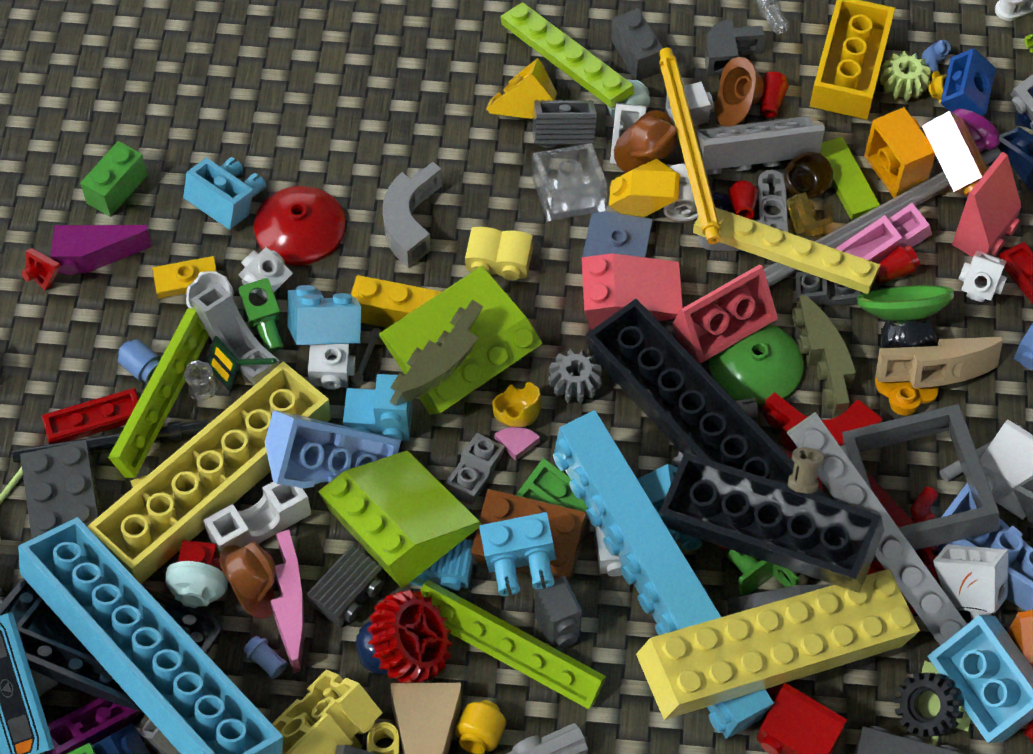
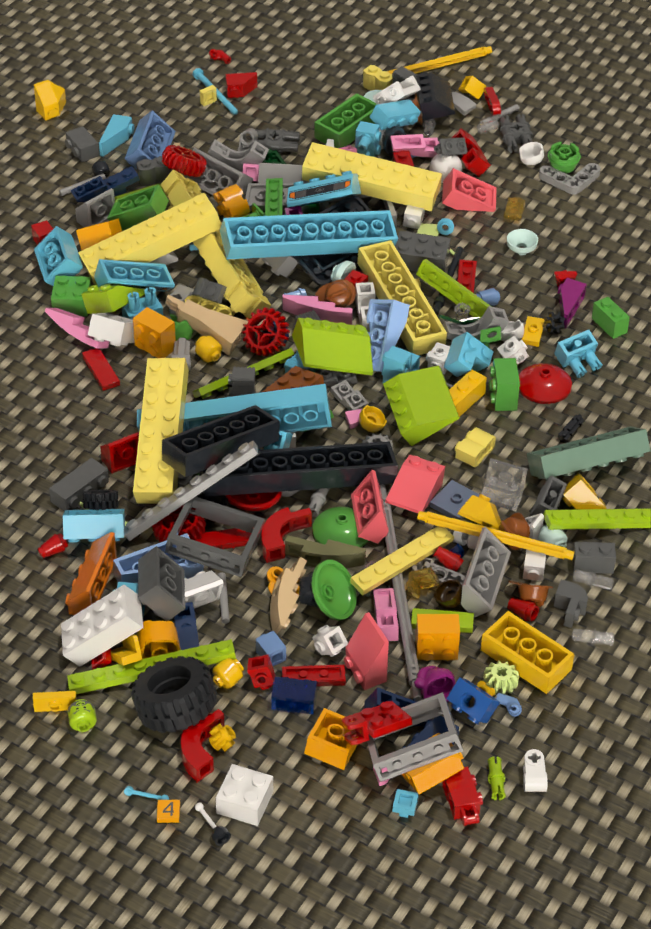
camera: 115 degrees right, 15 degrees down
(161, 247) = (549, 322): none -> black gear
(354, 248) = (504, 384): none -> bright green brick
(386, 156) = (570, 428): none -> black axle
(403, 234) = (522, 415): light grey arch -> none
(437, 360) = (404, 374): olive slope -> none
(451, 101) = (588, 452): none -> sand green brick
(519, 544) = (278, 365): medium azure brick -> none
(669, 36) = (592, 579): none -> clear axle
(805, 470) = (230, 442): dark tan bush -> none
(898, 264) = (364, 606): red cone -> none
(956, 151) = (413, 647): brick -> none
(973, 577) = (144, 534): white torso -> none

